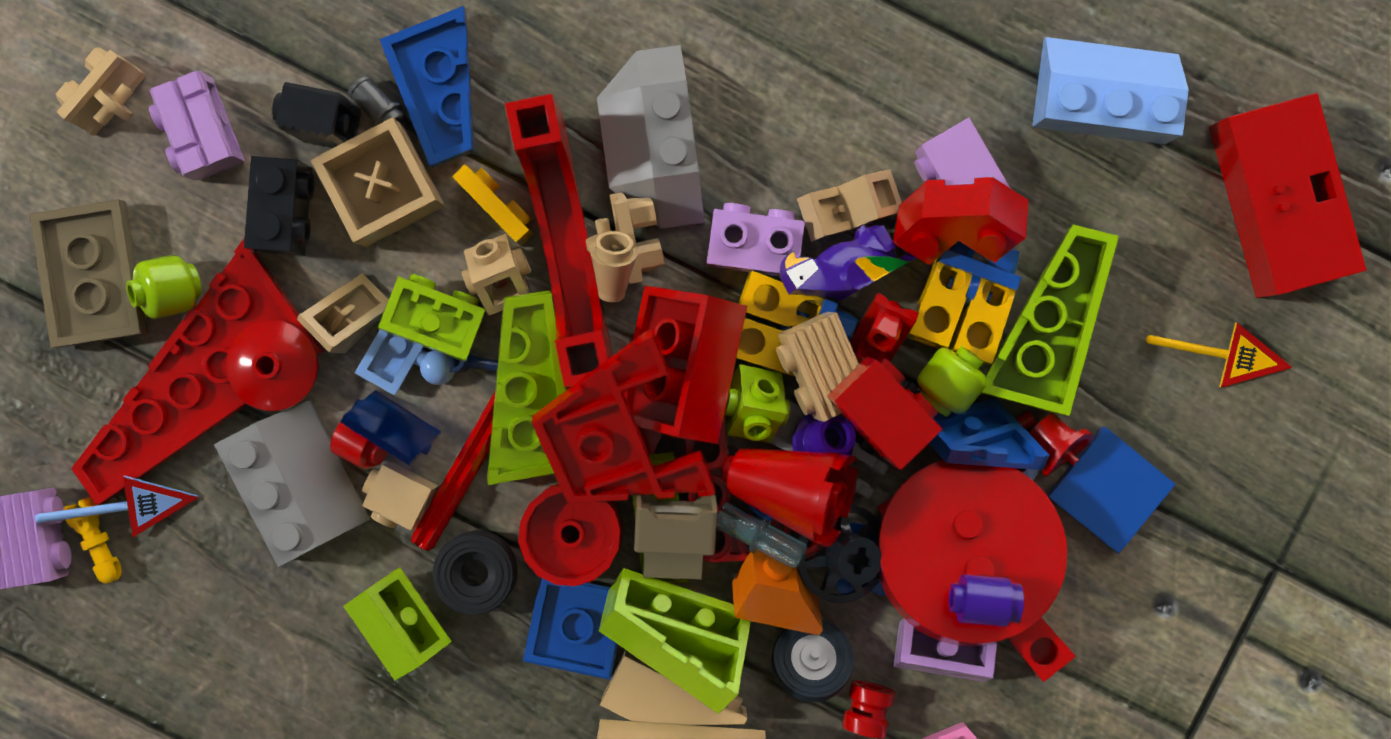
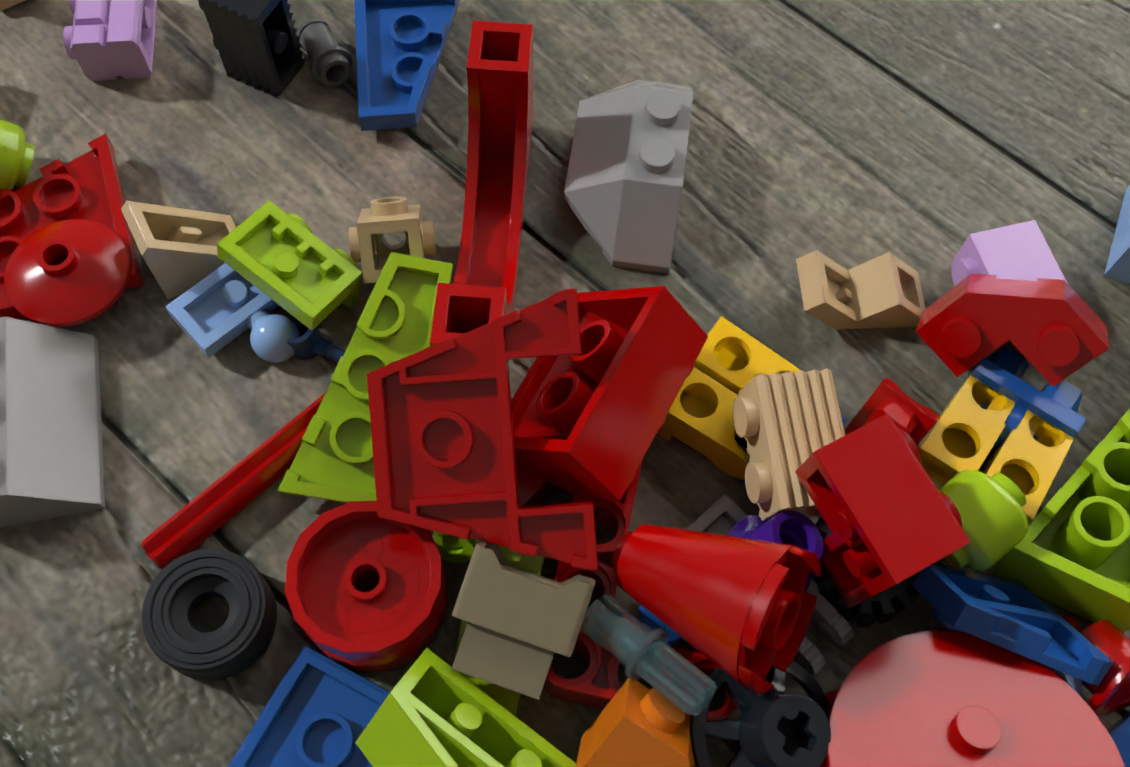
camera: 20 degrees right, 25 degrees down
(278, 206) = (162, 112): black brick -> none
(356, 448) = (135, 390): red plate -> none
(377, 183) = (289, 113): tan brick -> none
(391, 427) = (180, 380): clear blue piece -> none
(397, 496) = (148, 475): tan brick -> none
(397, 624) = (63, 649): lime brick -> none
(482, 190) = (412, 164): yellow plate -> none
(613, 263) = (543, 252): tan cone -> none
(630, 215) = (578, 218): tan hips -> none
(753, 241) = (748, 293): lavender brick -> none
(756, 404) = (684, 480): lime brick -> none
(844, 266) = (852, 348): dark purple animal -> none

